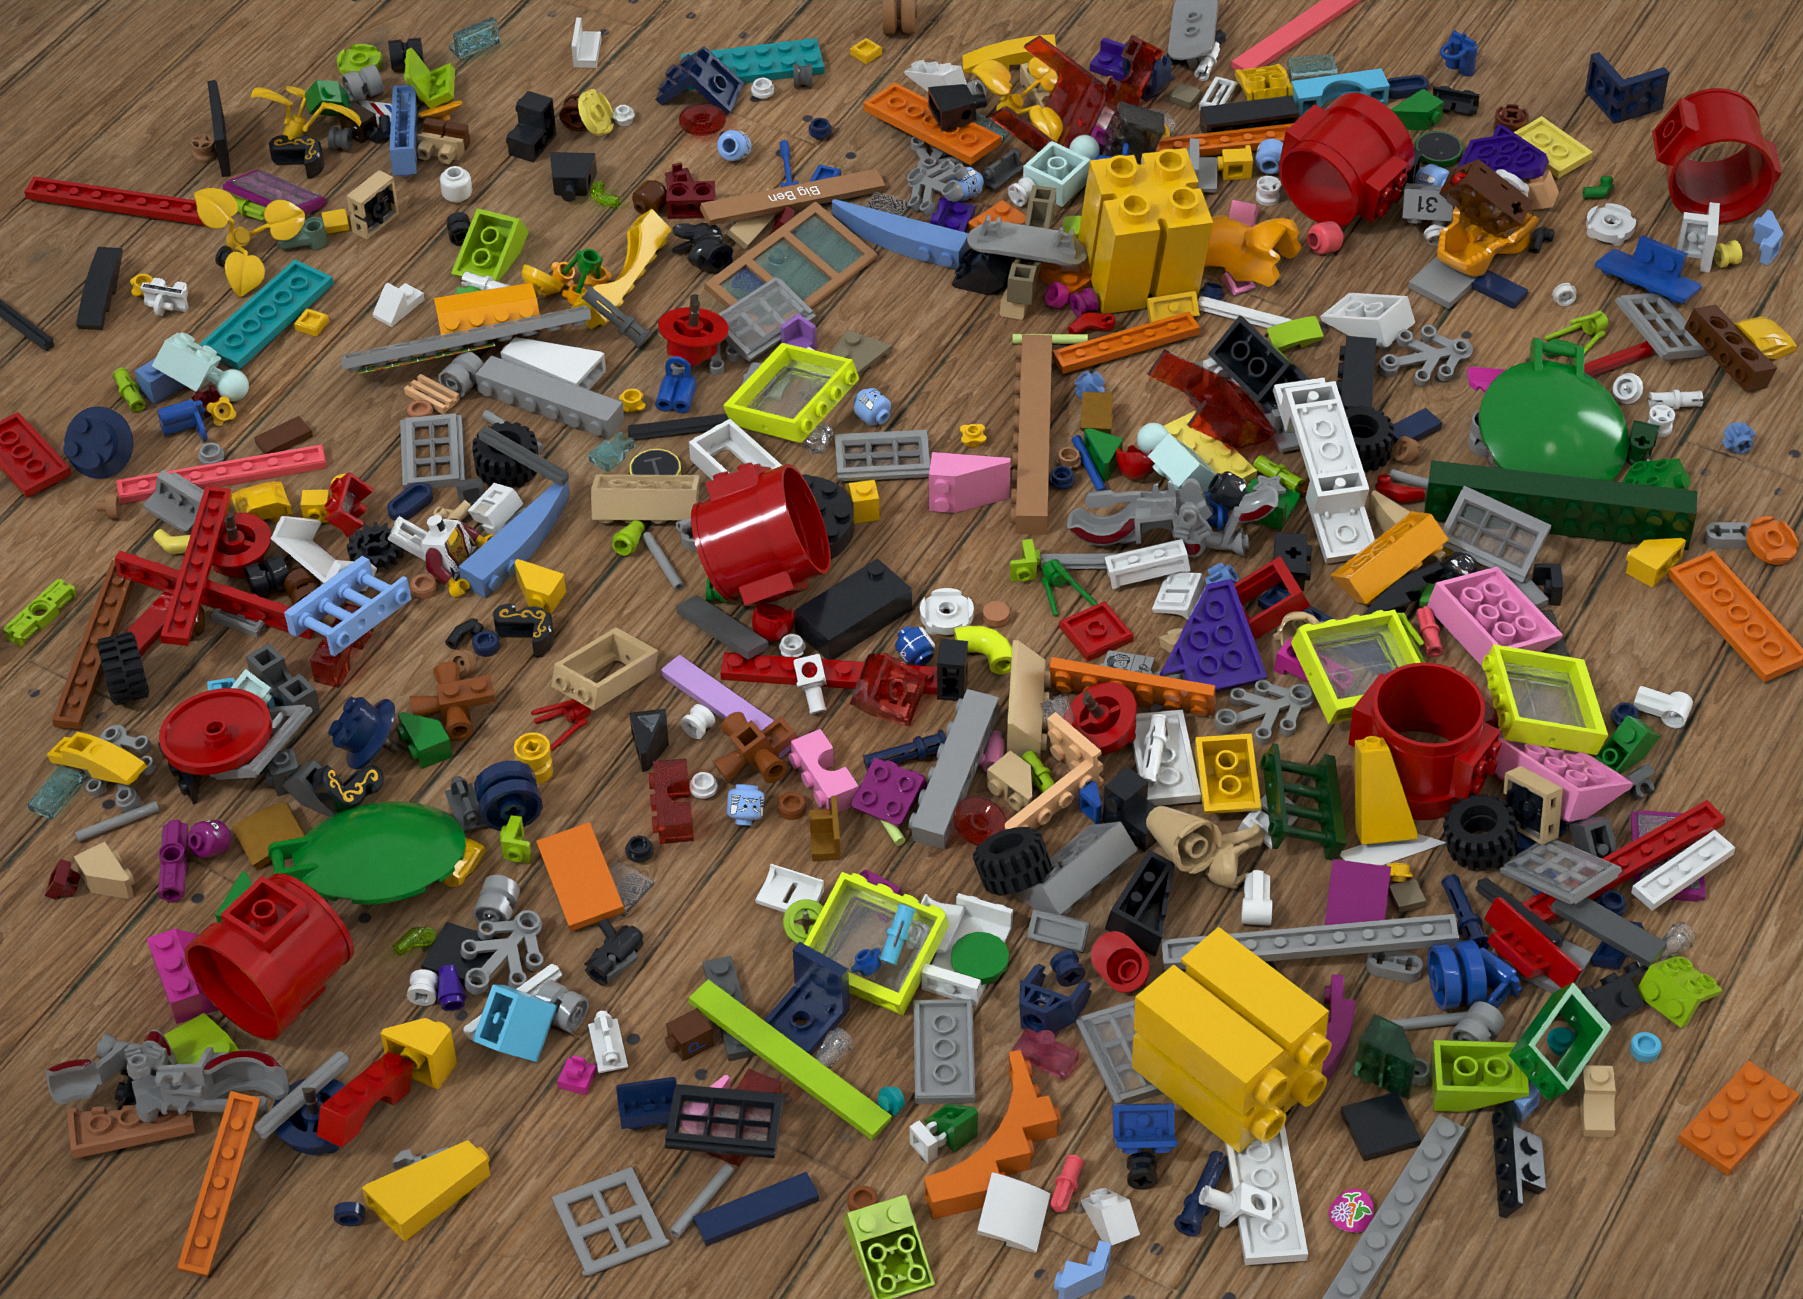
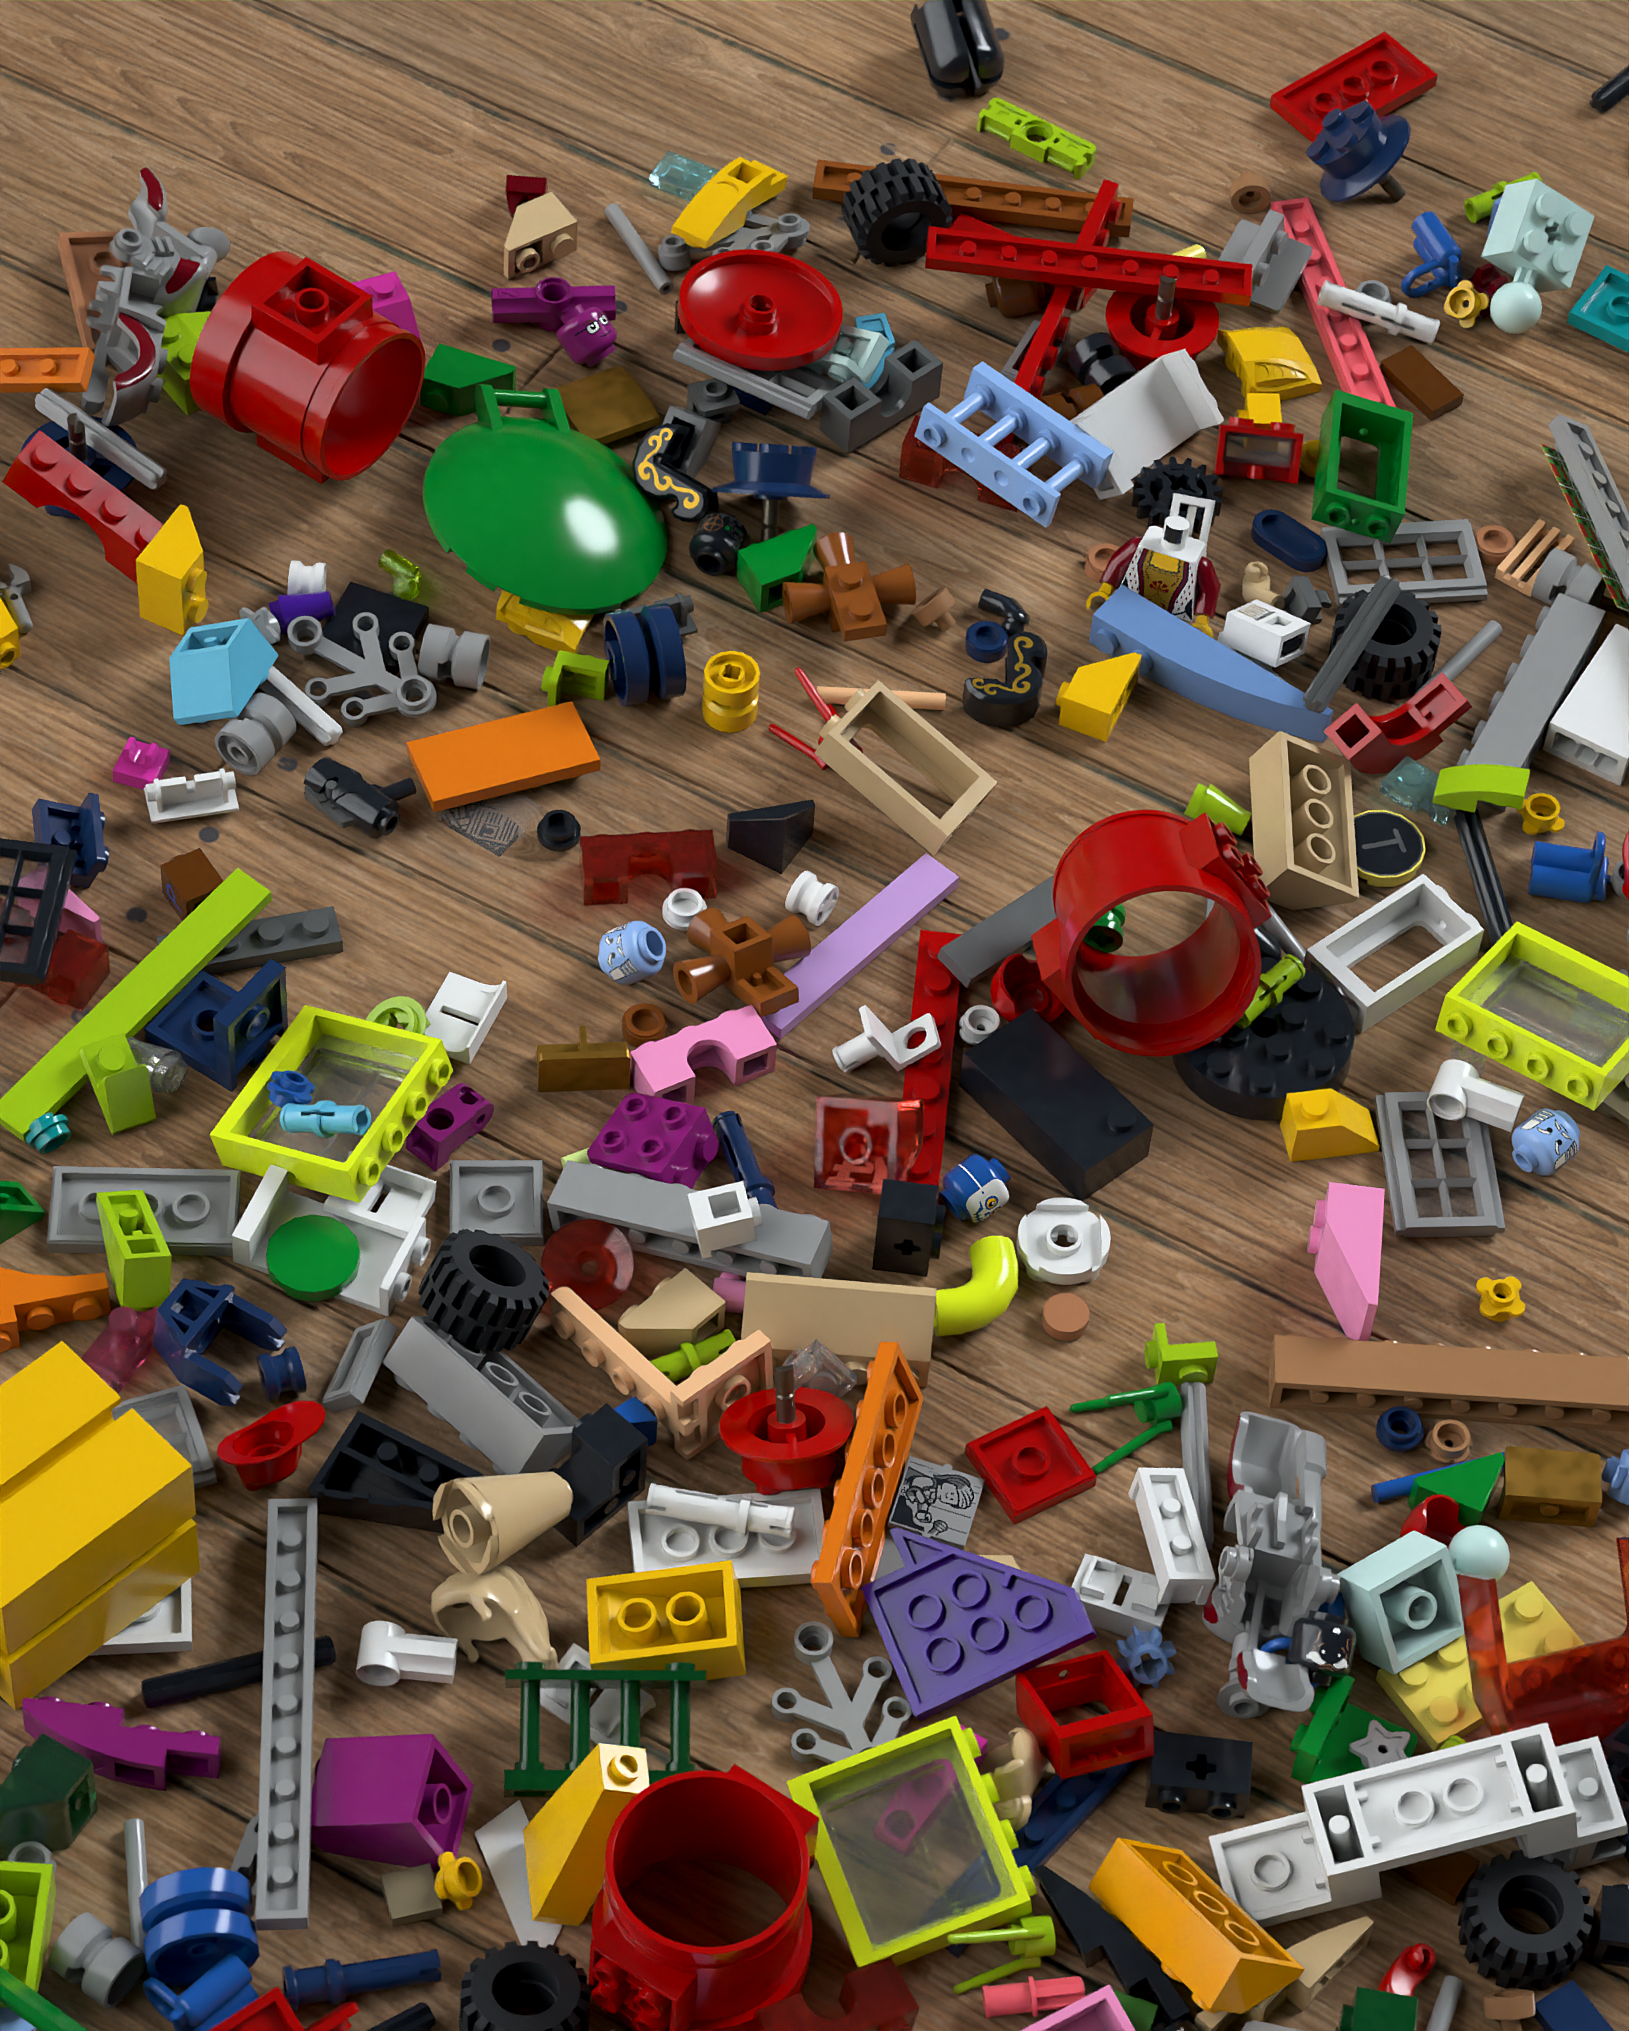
camera: 85 degrees right, 5 degrees up
(231, 443) = (1393, 317): none -> white pin
(367, 454) = (1390, 433): none -> green piece
(401, 770) = (717, 543): none -> black head
(460, 1007) = (265, 623): none -> light grey plate
(531, 692) = (913, 699): none -> light nougat bar
(571, 451) = (1411, 730): none -> red arch
(624, 413) = (1466, 784): none -> lime slope
(846, 432) = (1462, 1093): none -> white piece
(851, 1063) = (119, 1083): none -> lime slope
(929, 873) = (498, 1198): none -> light grey tile
(973, 733) = (723, 1217): none -> white brick
(988, 1038) = (134, 1249): none -> lime slope

